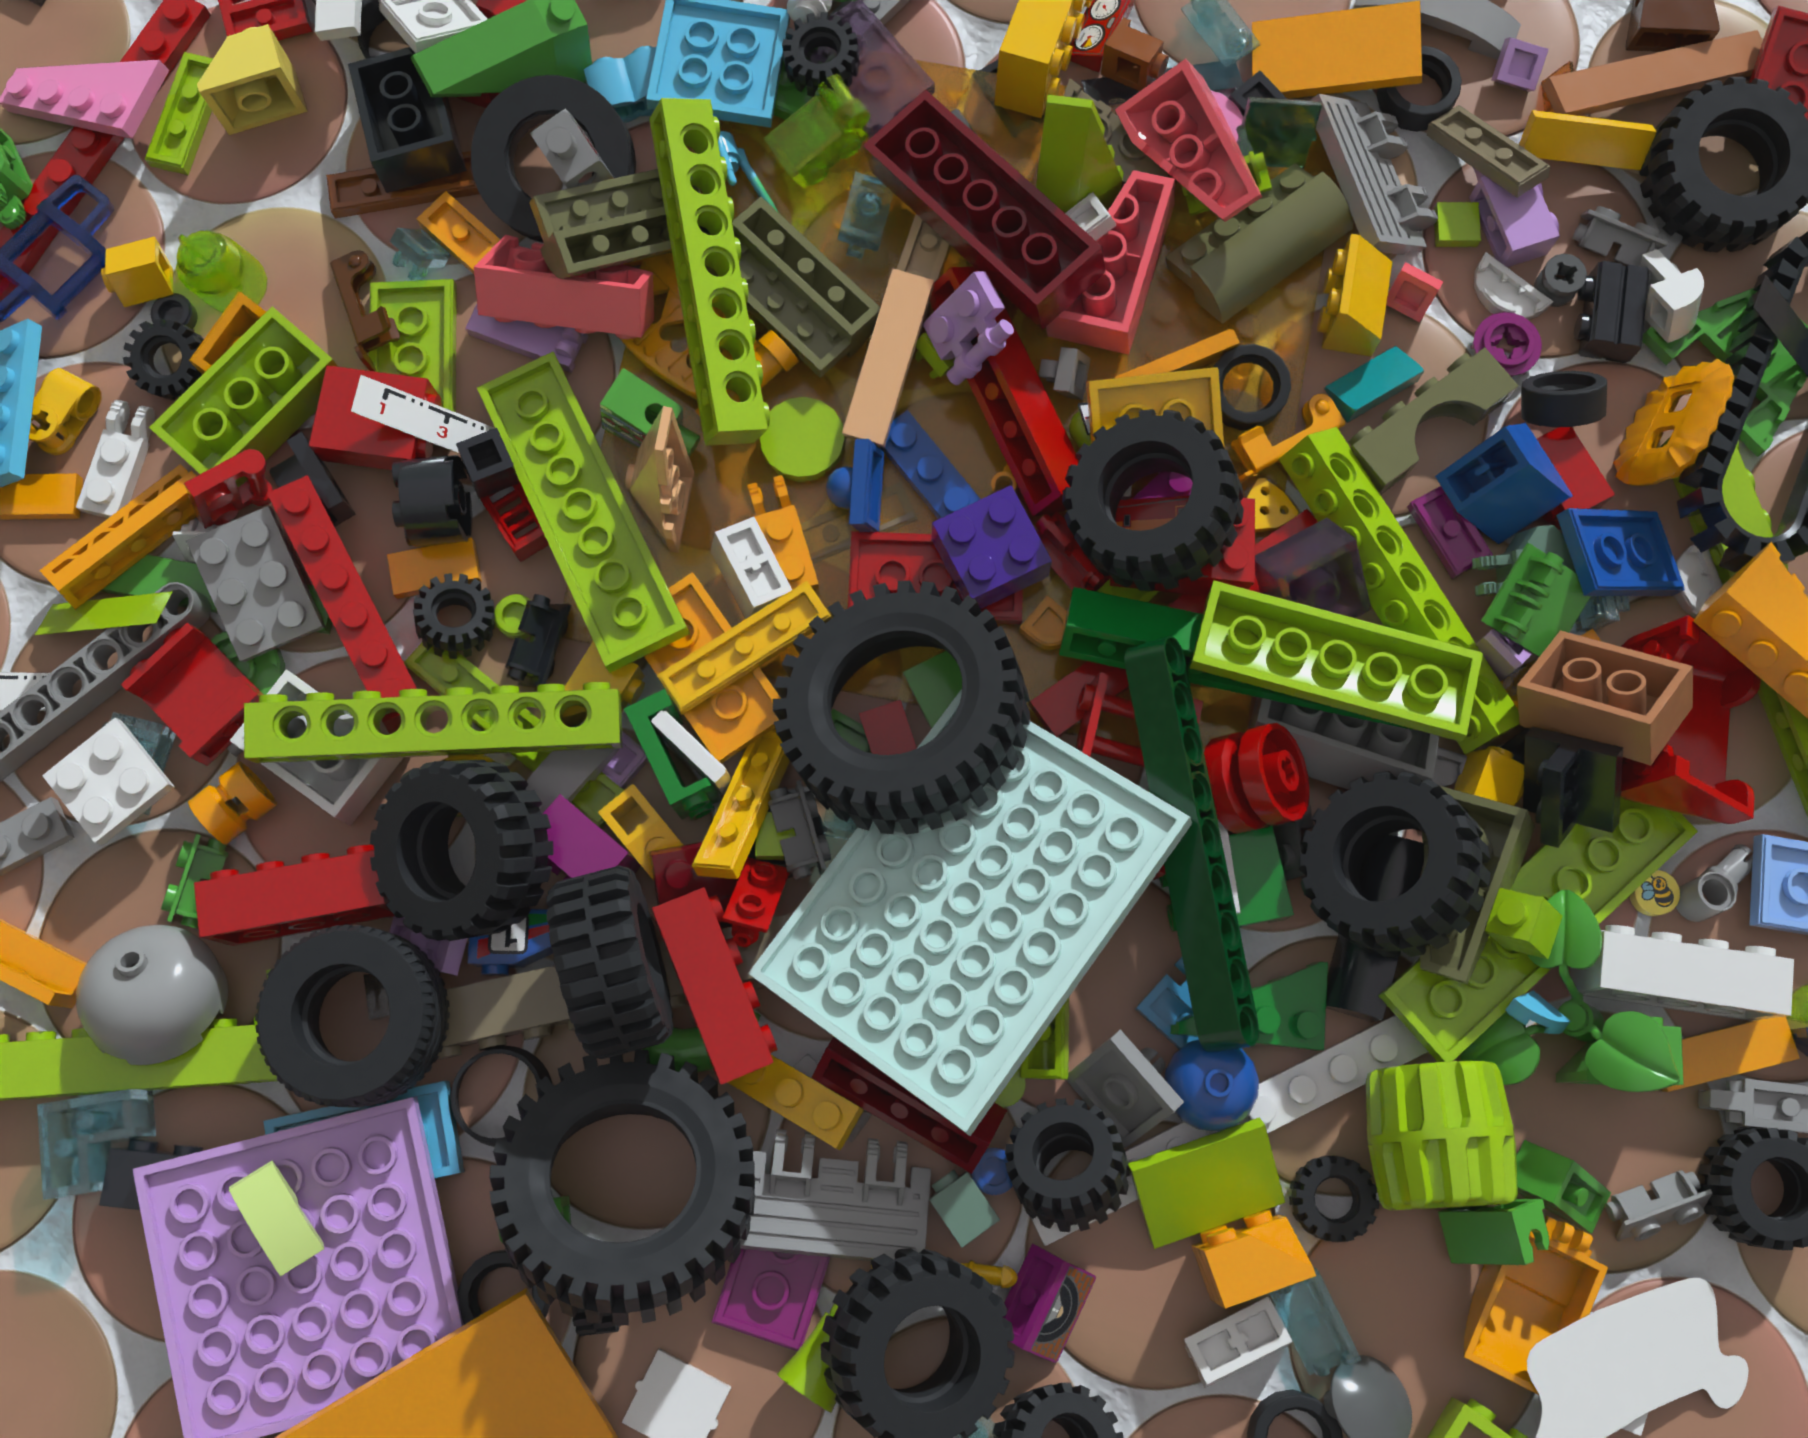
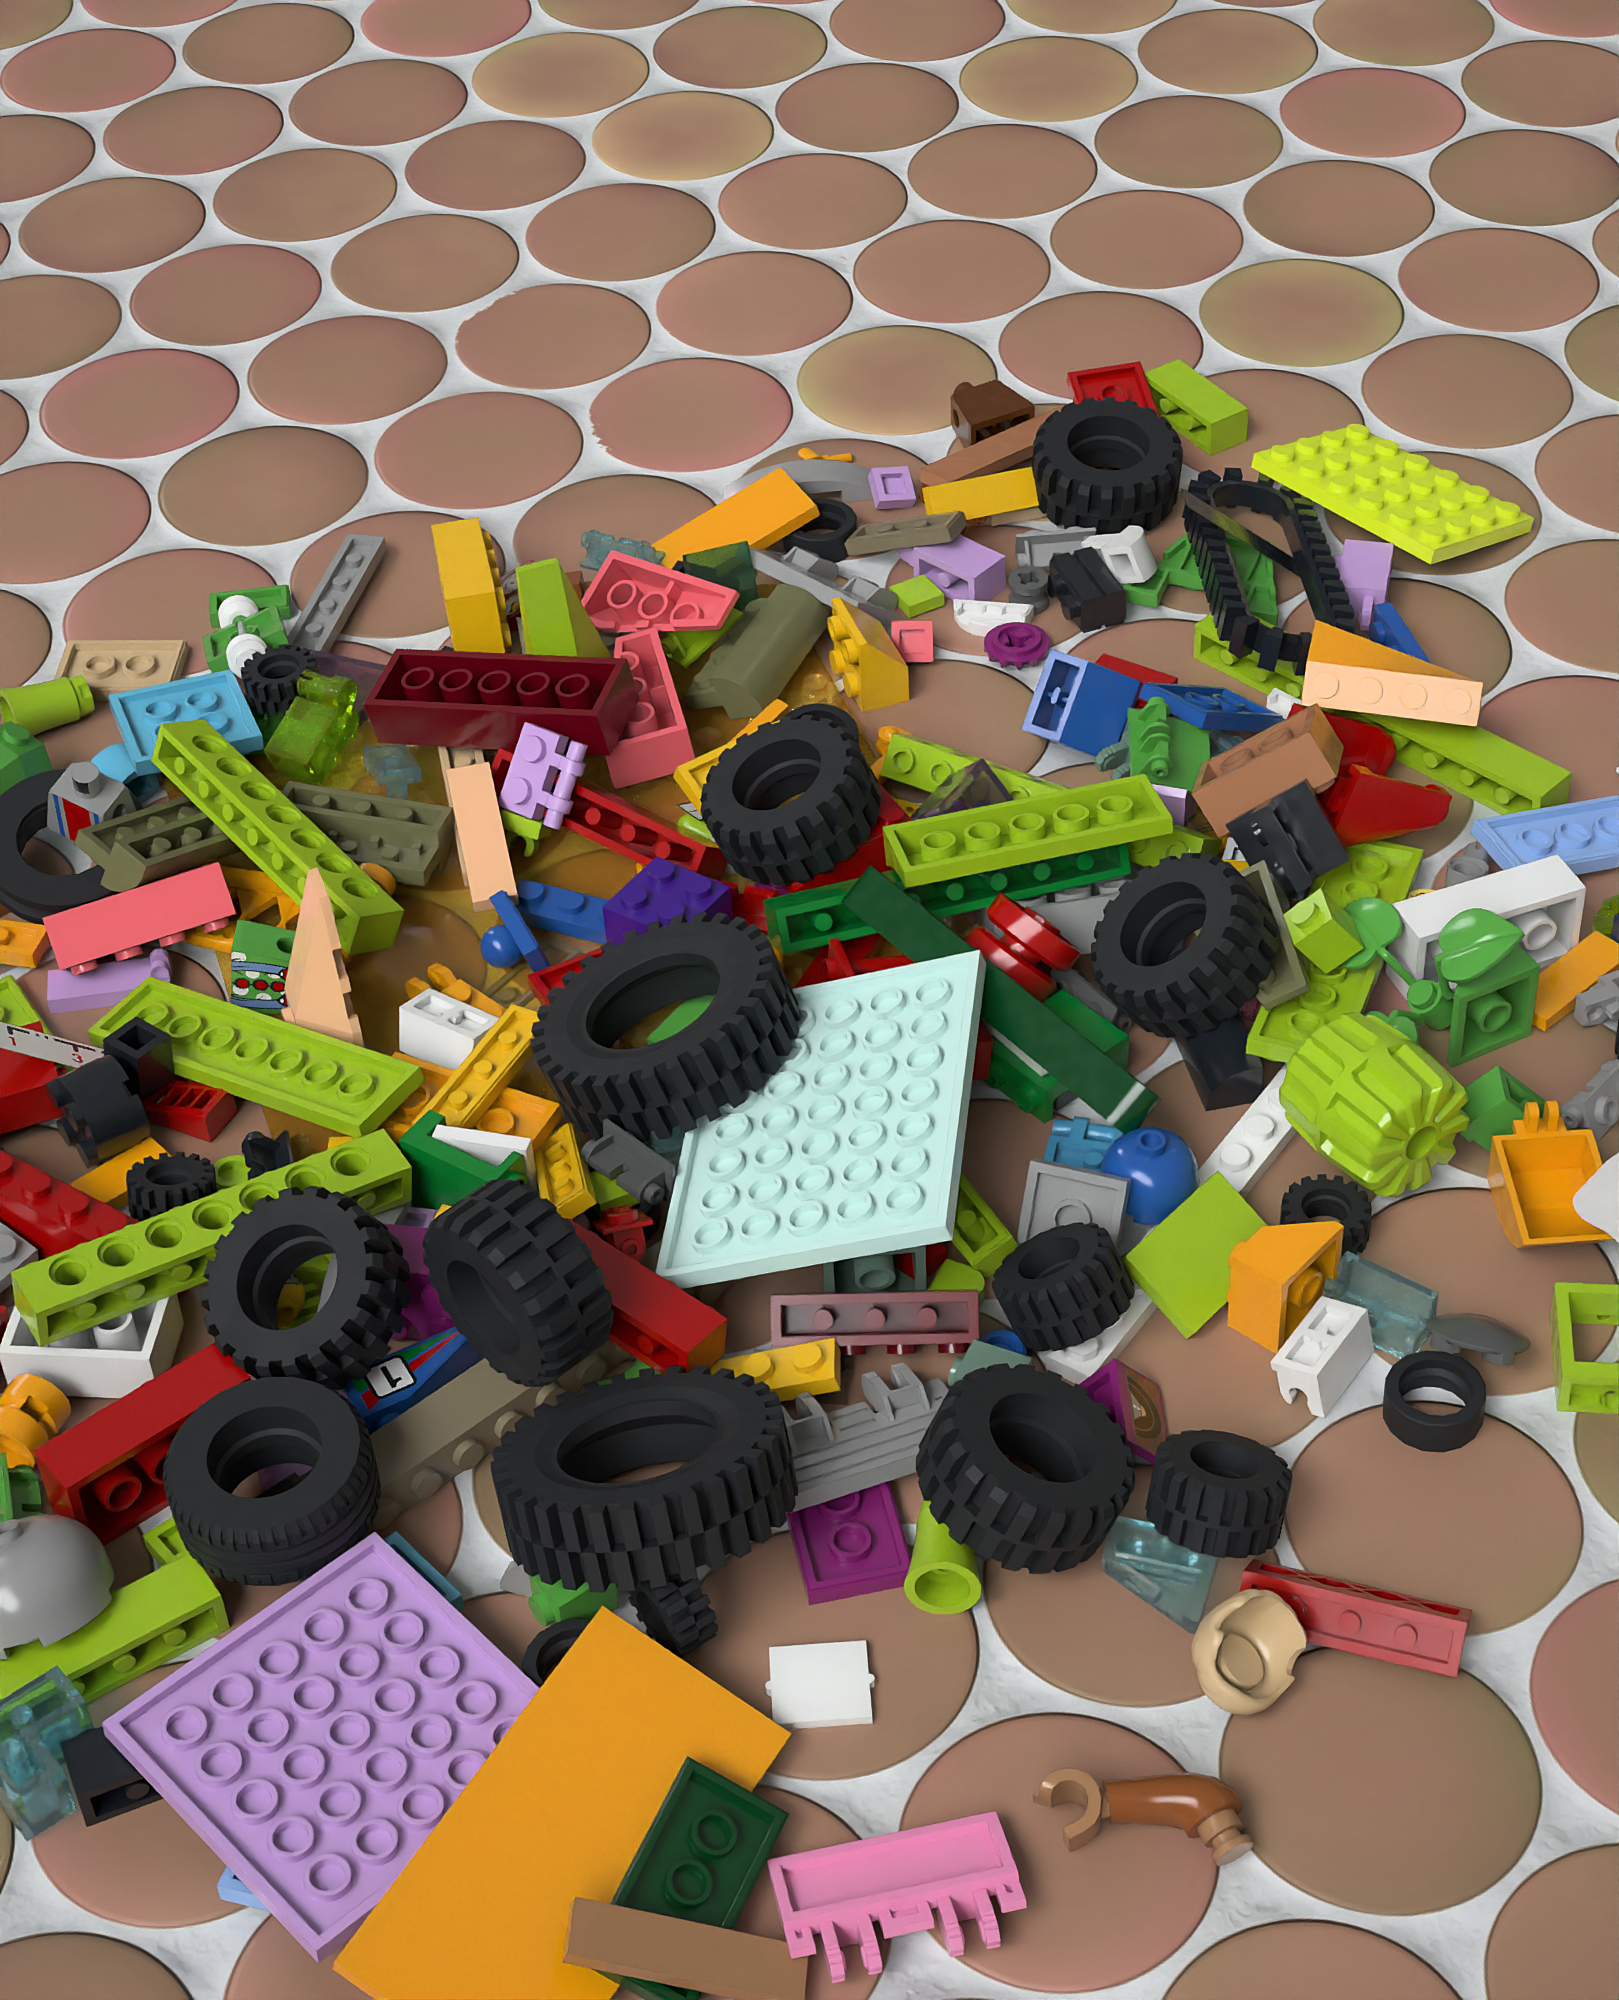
camera: 30 degrees left, 35 degrees down
(276, 1218) = (294, 1670): yellowish green slope -> none
(534, 1064) = (465, 1566): black tyre -> none
(803, 439) = (436, 935): lime tile -> none
(1068, 373) = (651, 794): light grey tile -> none
(1287, 1010) = (1182, 1110): green wing -> none
(1373, 383) = (929, 706): teal slope -> none
(1448, 532) = (1058, 763): magenta plate -> none
(1468, 393) = (1003, 681): olive arch -> none
(1494, 1232) = (1473, 1152): bright green hinge -> none
(1535, 1008) = (1389, 998): medium azure tile -> none
(1564, 399) = (1093, 636): black tyre -> none
(1639, 458) = (1194, 598): light orange piece -> none

